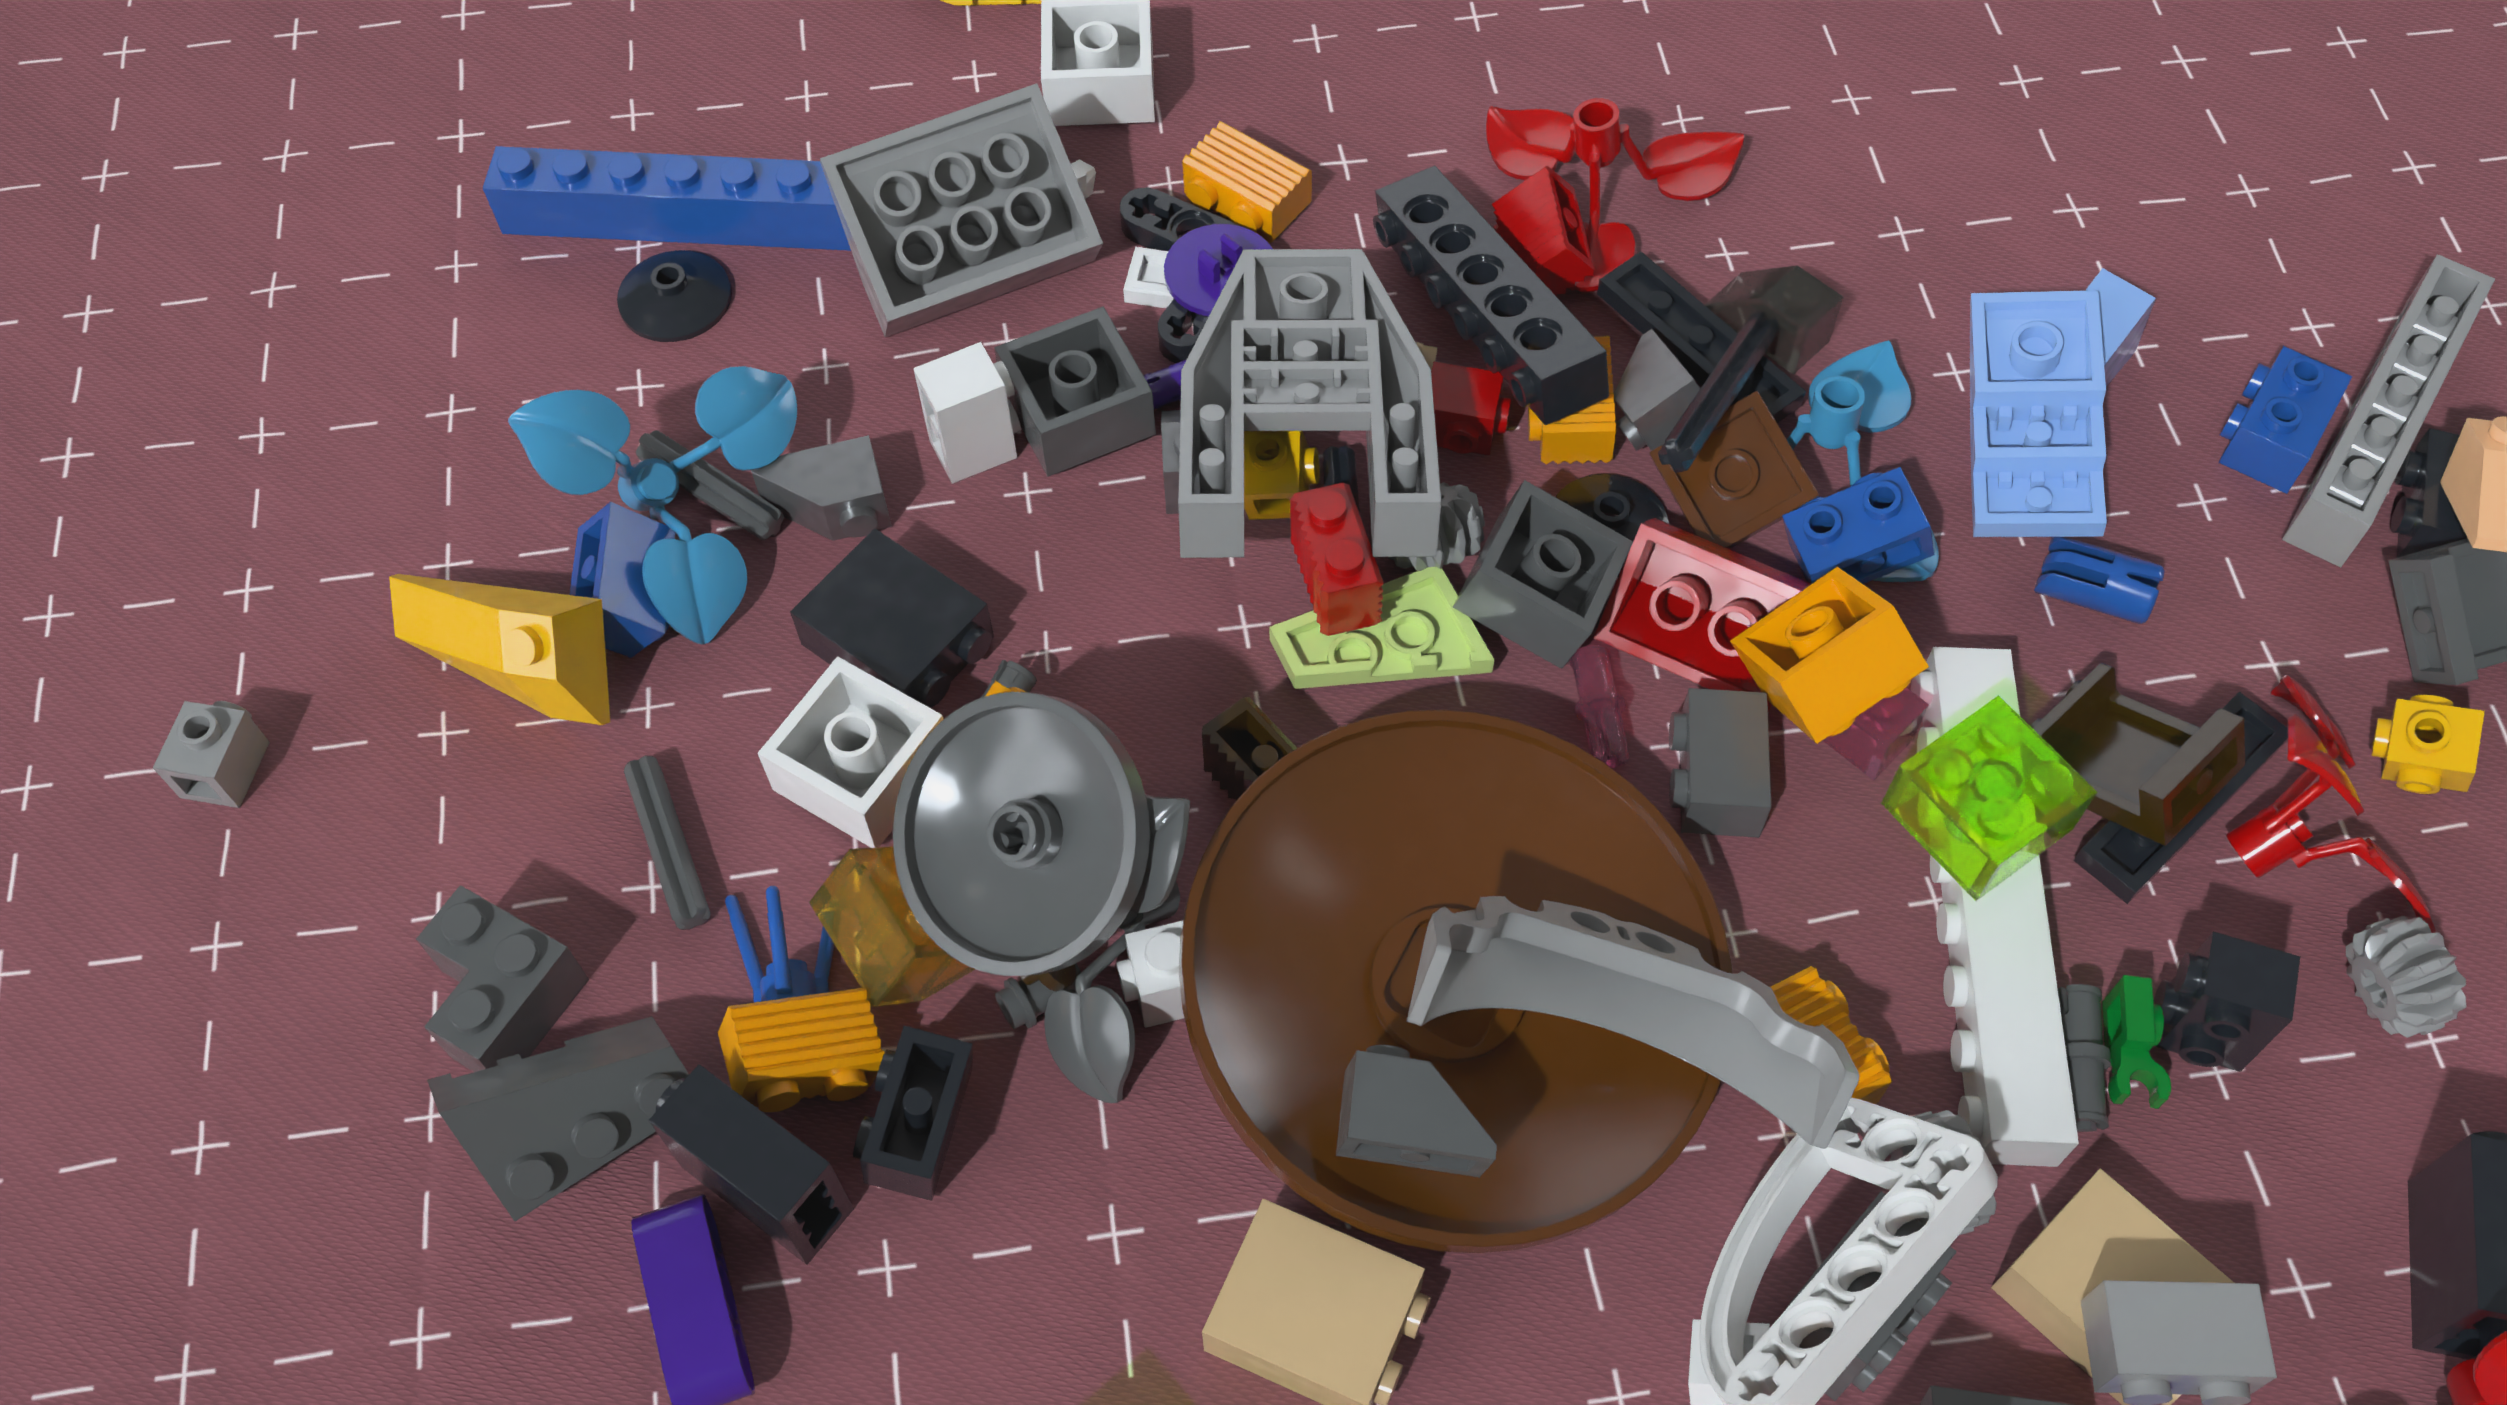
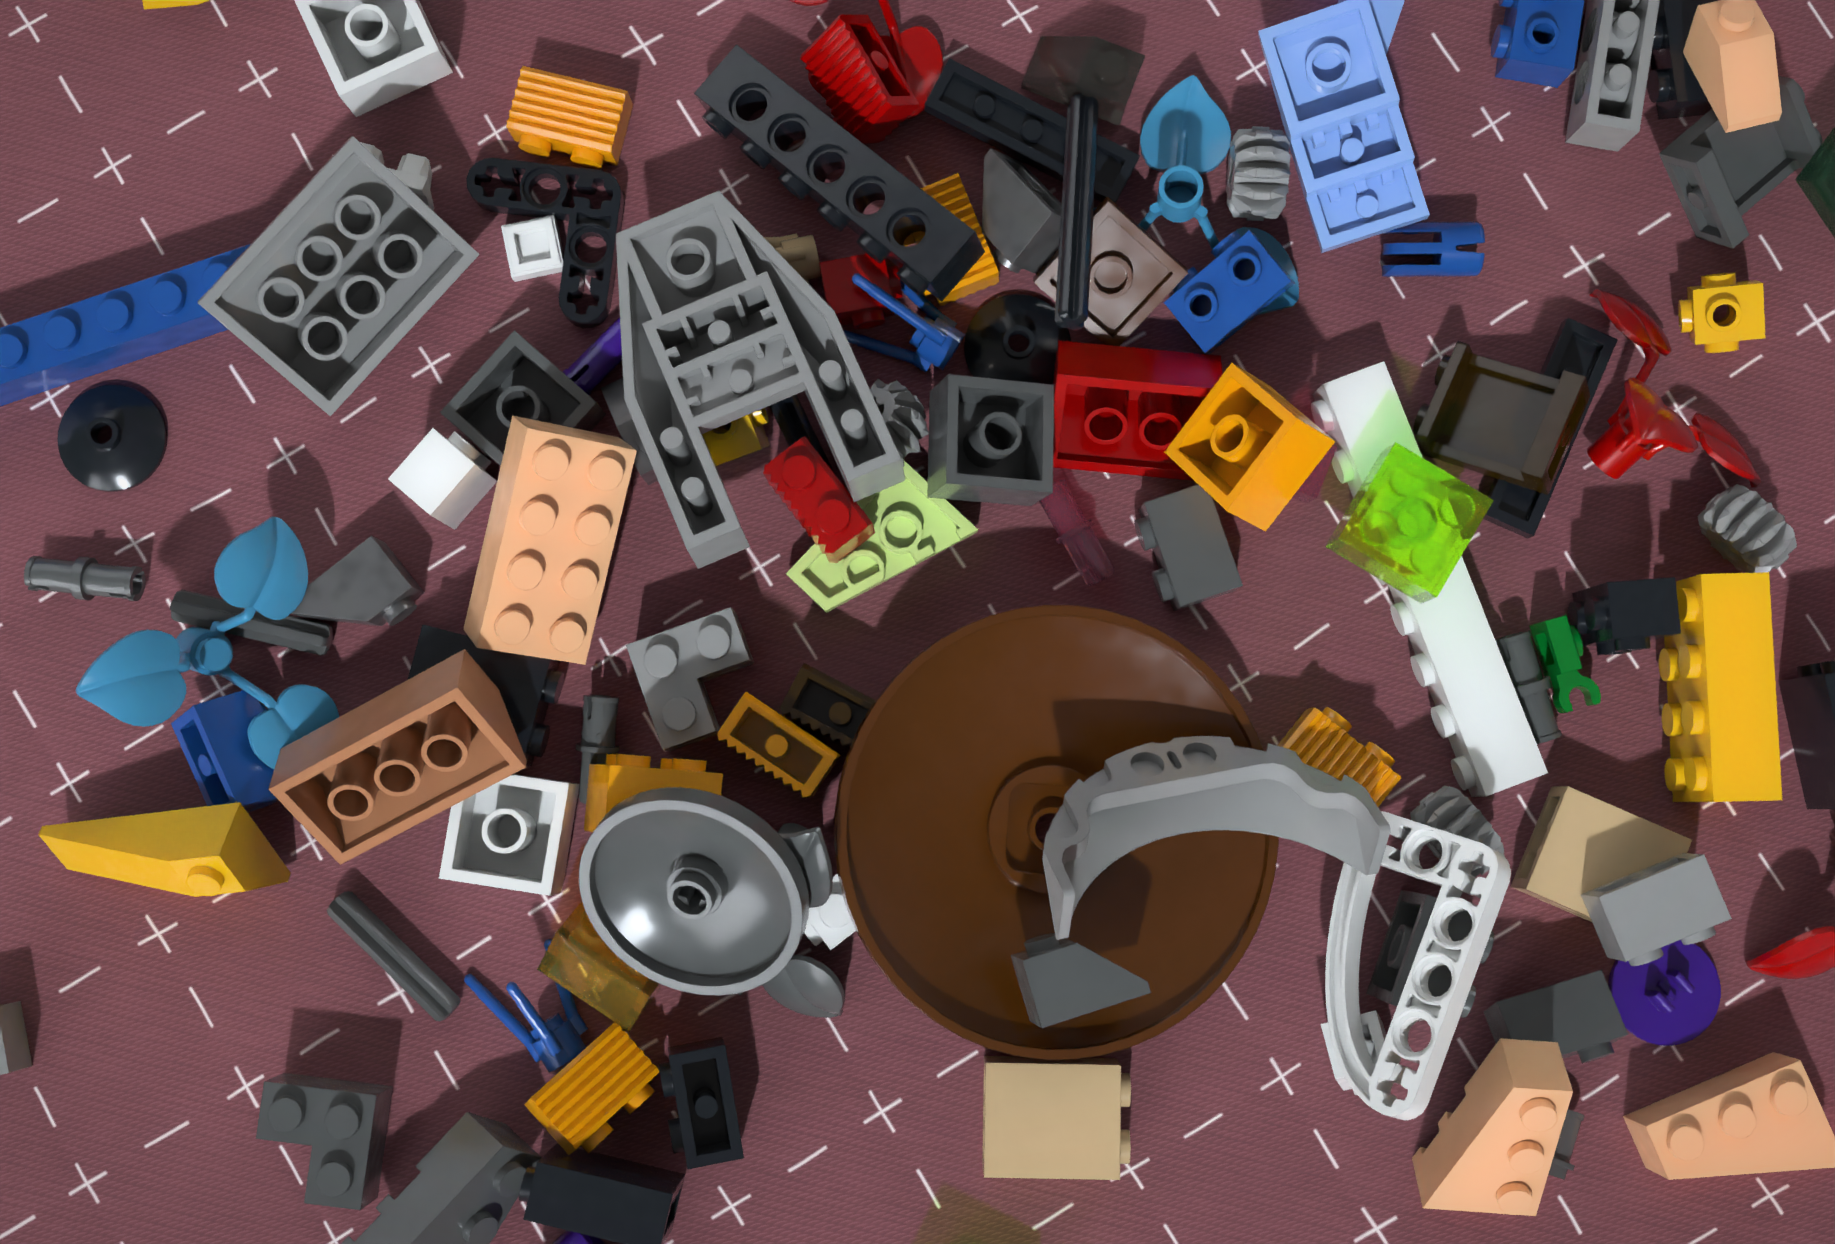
camera: 25 degrees left, 25 degrees up
(554, 377) = (84, 578): none -> dark grey pin
(782, 623) = (399, 758): none -> nougat slope
(1042, 488) = (549, 541): none -> light nougat brick
(1130, 667) = (674, 670): none -> light grey brick
(1180, 765) = (777, 745): none -> light orange brick
(1203, 262) = (581, 223): dark purple piece -> none
(1512, 470) = (935, 334): none -> blue plant
(1928, 439) = (1258, 173): none -> light grey gear
(2327, 1135) = (1722, 692): none -> yellow brick

